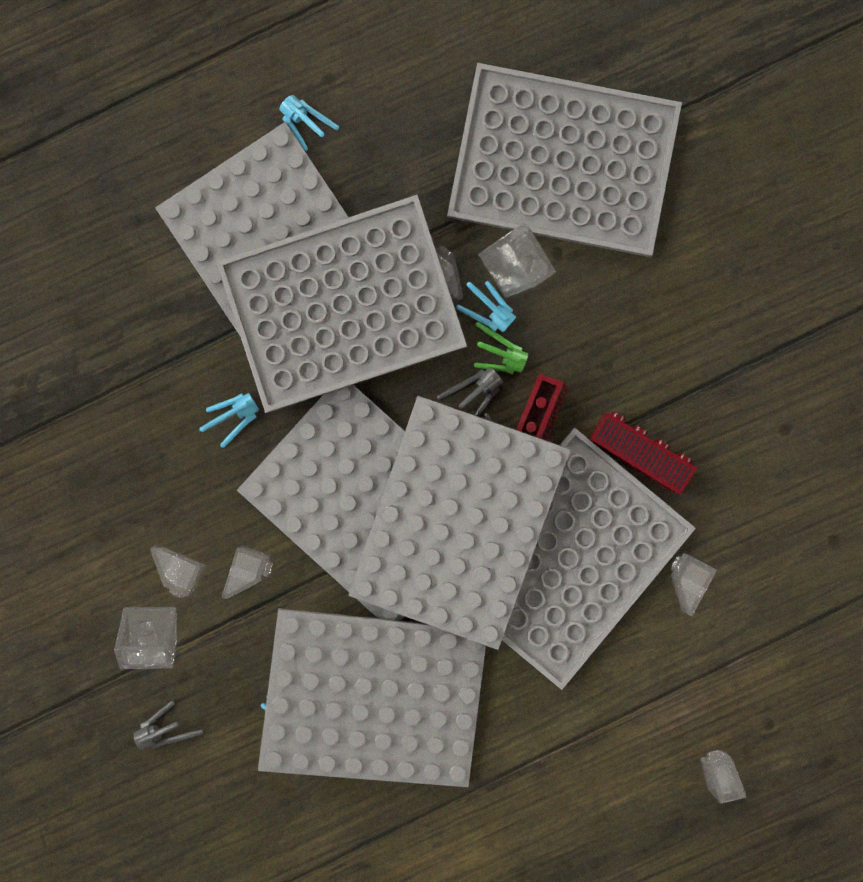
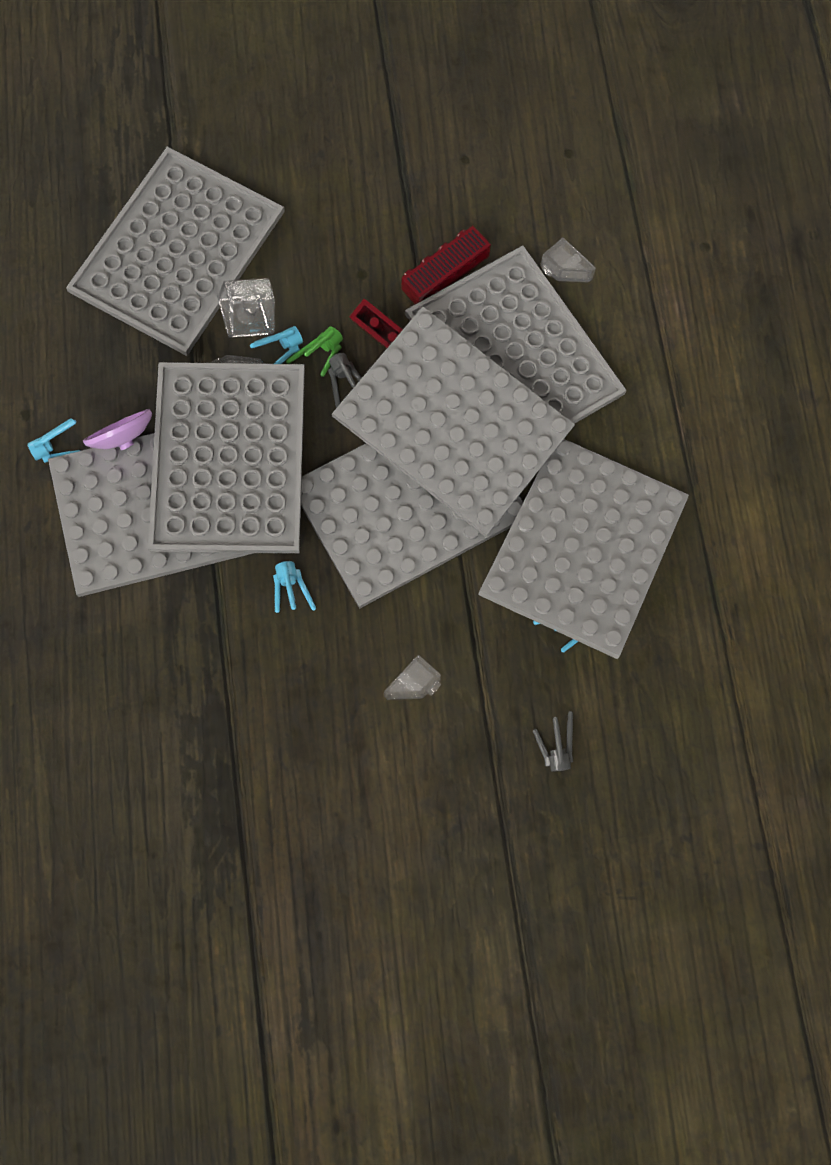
camera: 80 degrees left, 15 degrees down
(146, 638) = (467, 729): clear slope -> none
(246, 570) = (435, 620): clear slope -> none
(331, 182) = (120, 433): none -> lavender dish
(722, 777) = (738, 288): clear slope -> none

